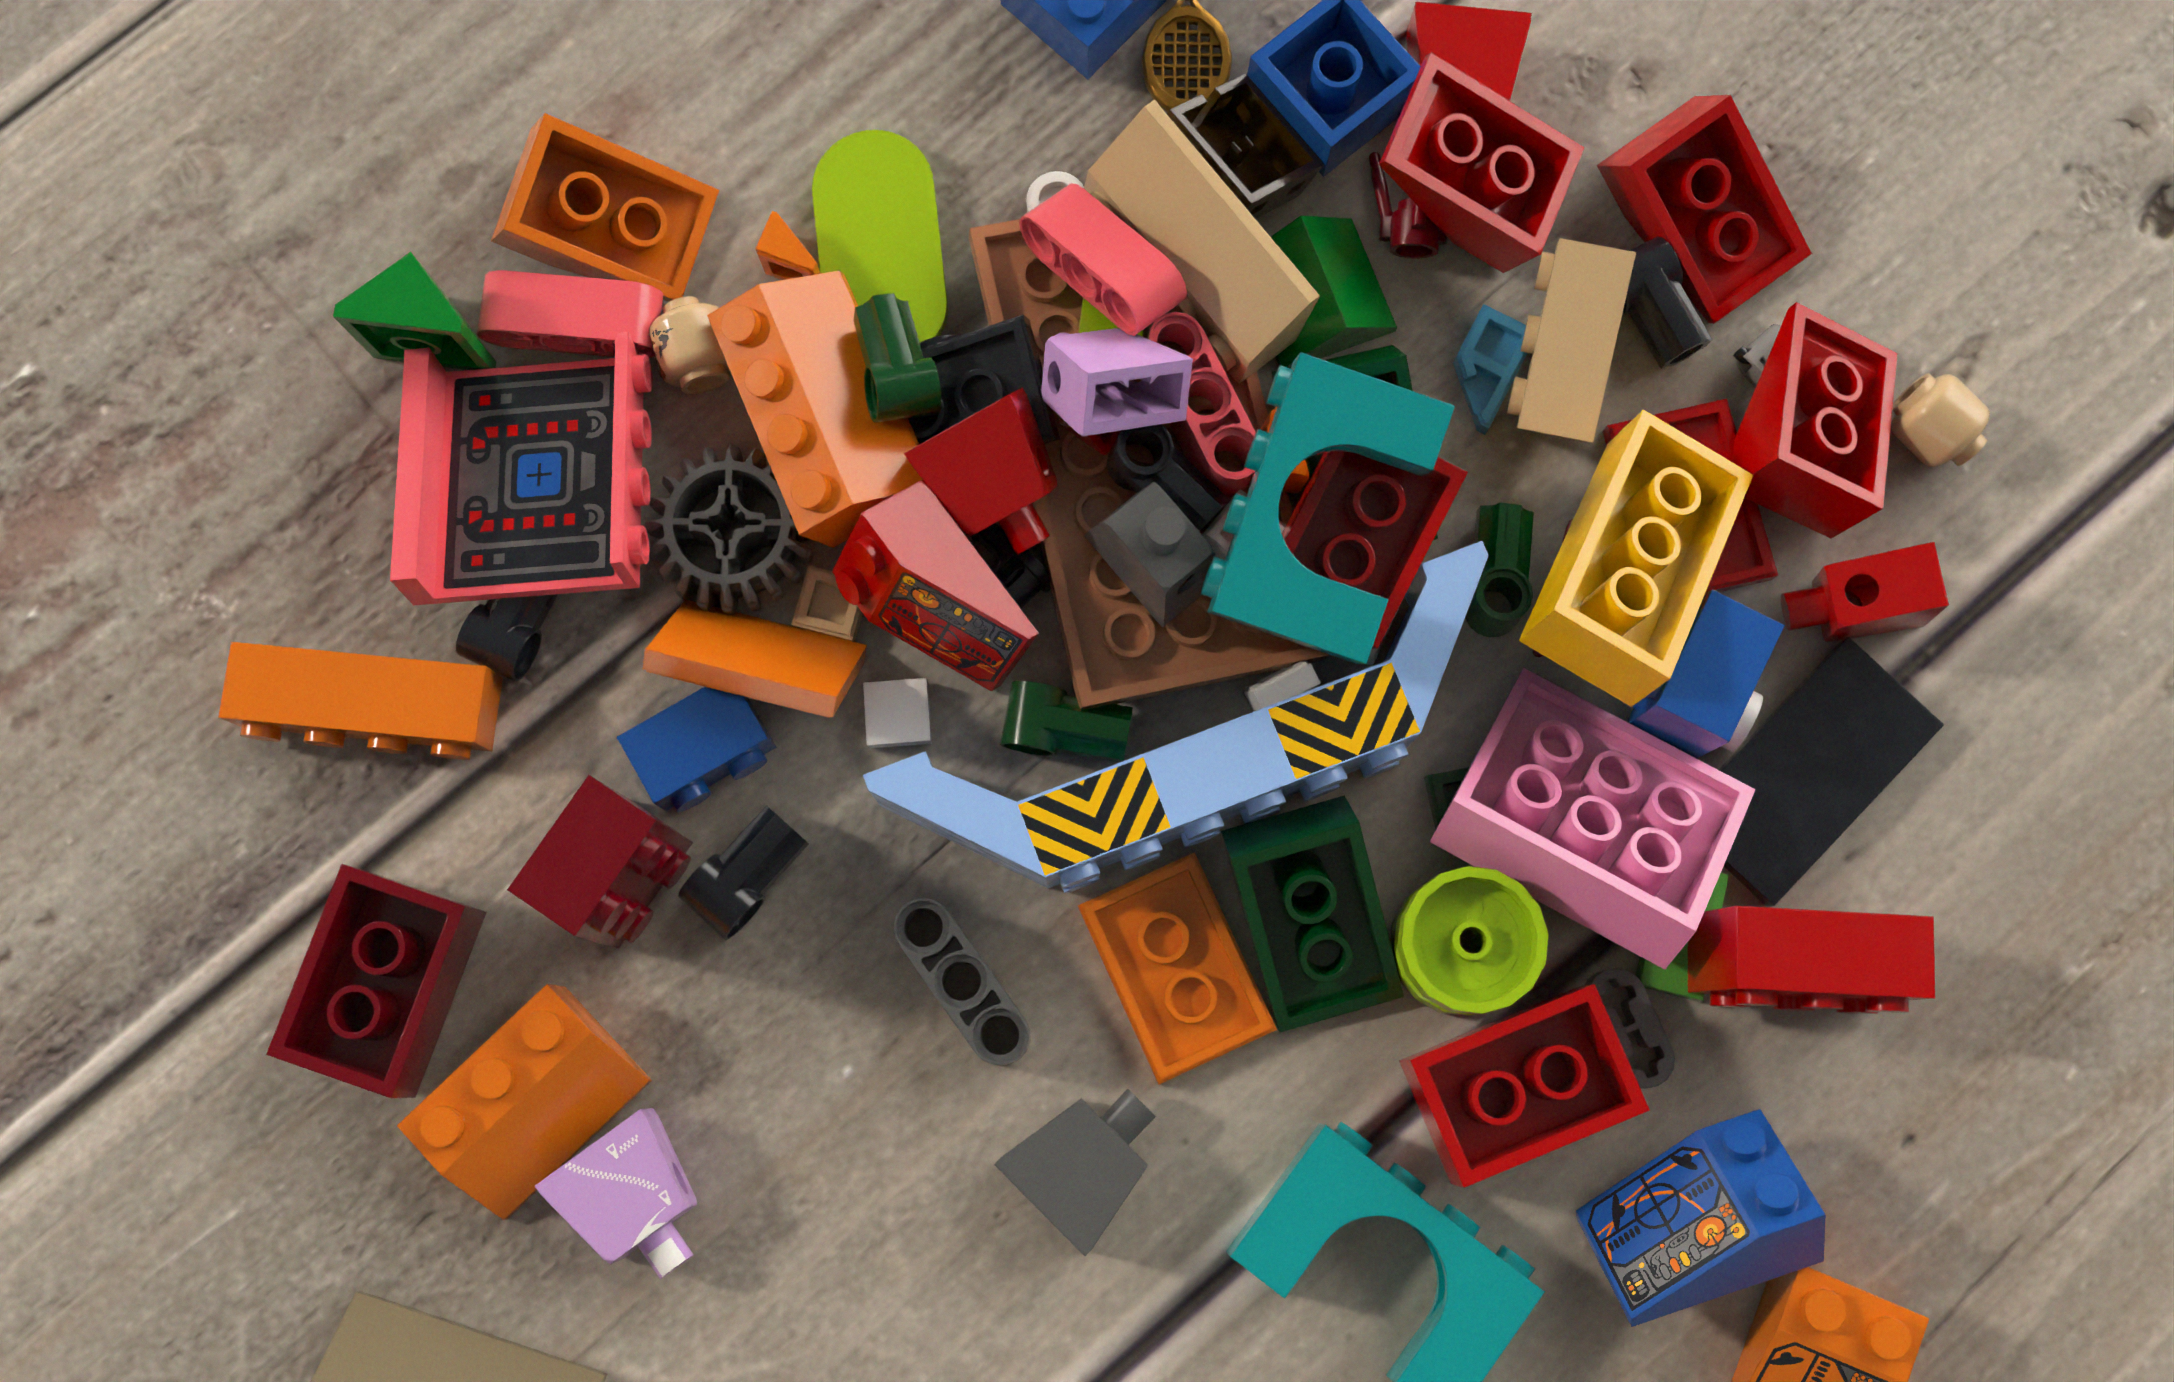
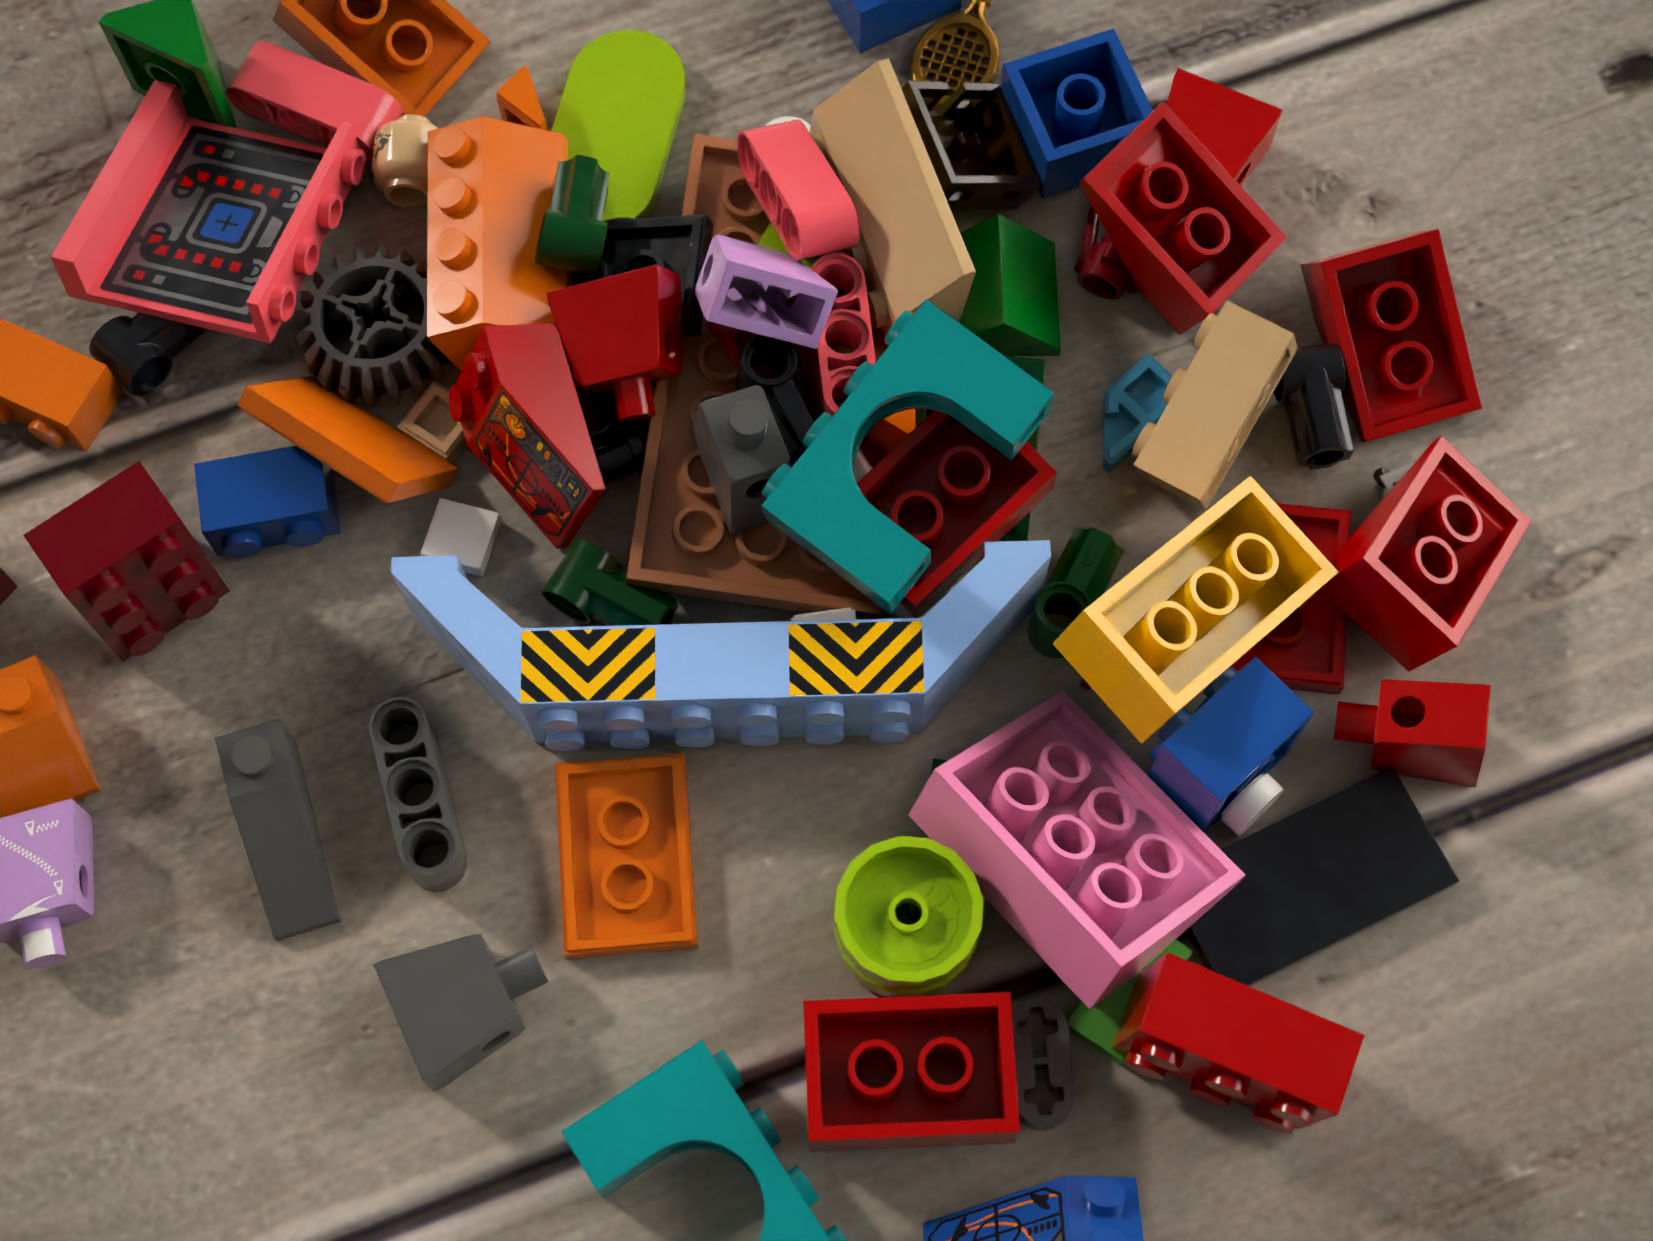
camera: 20 degrees right, 10 degrees down
(732, 885) = (244, 635): black piece -> none
(844, 1062) = (278, 827): none -> dark grey slope
(1313, 913) = (771, 847): dark green slope -> none
(1940, 420) = (1552, 595): tan head -> none

